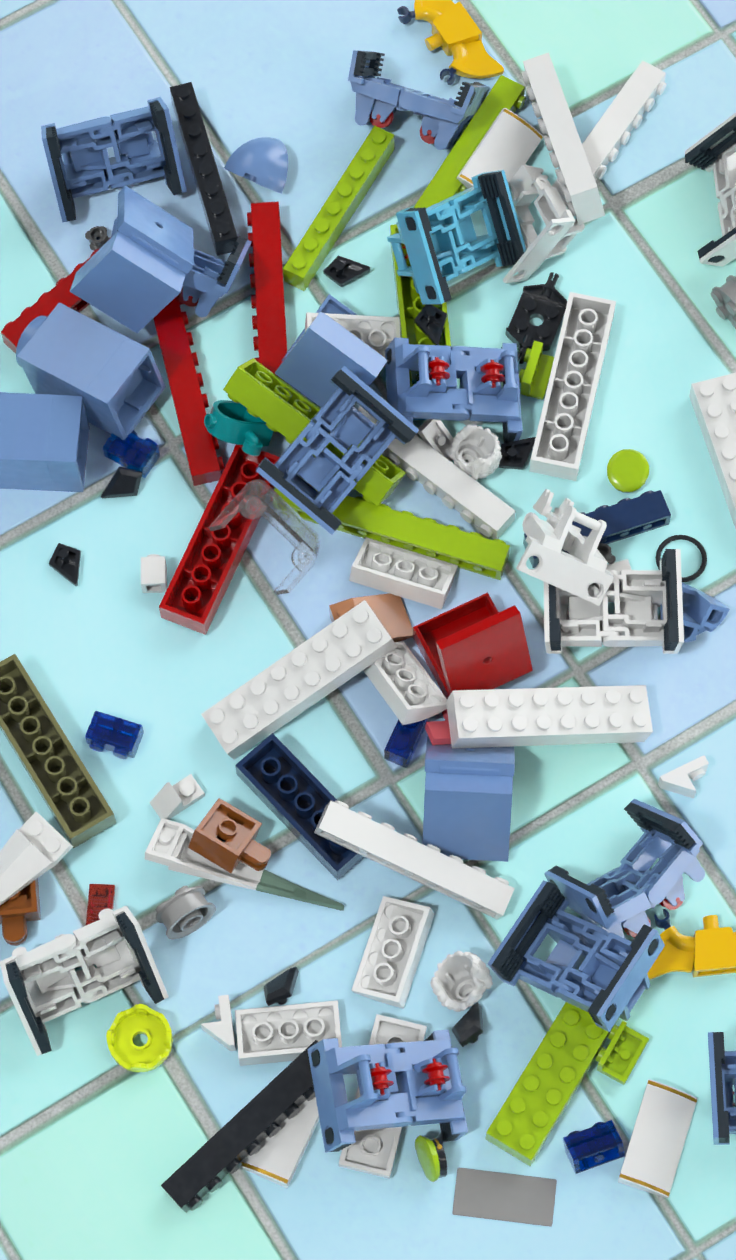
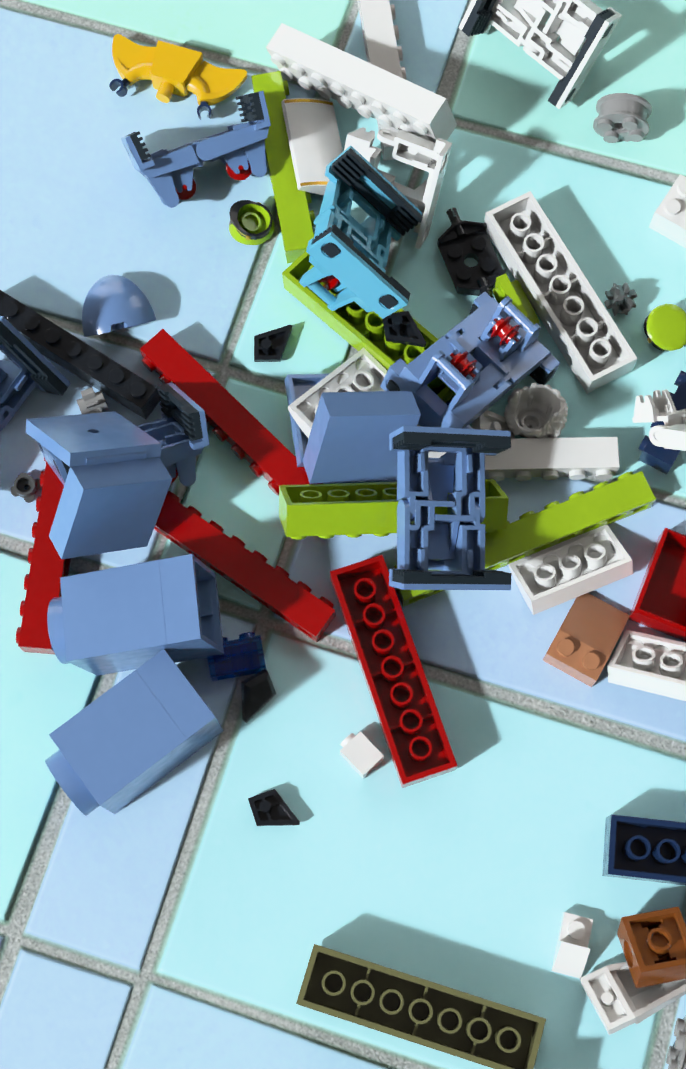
camera: 40 degrees left, 5 degrees up
(114, 735) = (466, 937): clear blue brick -> none
(189, 215) = (92, 402): none -> light grey gear
(234, 425) = (317, 559): teal piece -> none
(260, 499) = (407, 617): clear windscreen -> none
(298, 680) = (588, 746): white brick -> none
(339, 208) = (218, 294): lime brick -> none
(408, 177) = (250, 222): none -> lime piece
(516, 453) = (565, 382): black piece -> none
(613, 425) = (620, 299): none -> dark grey gear

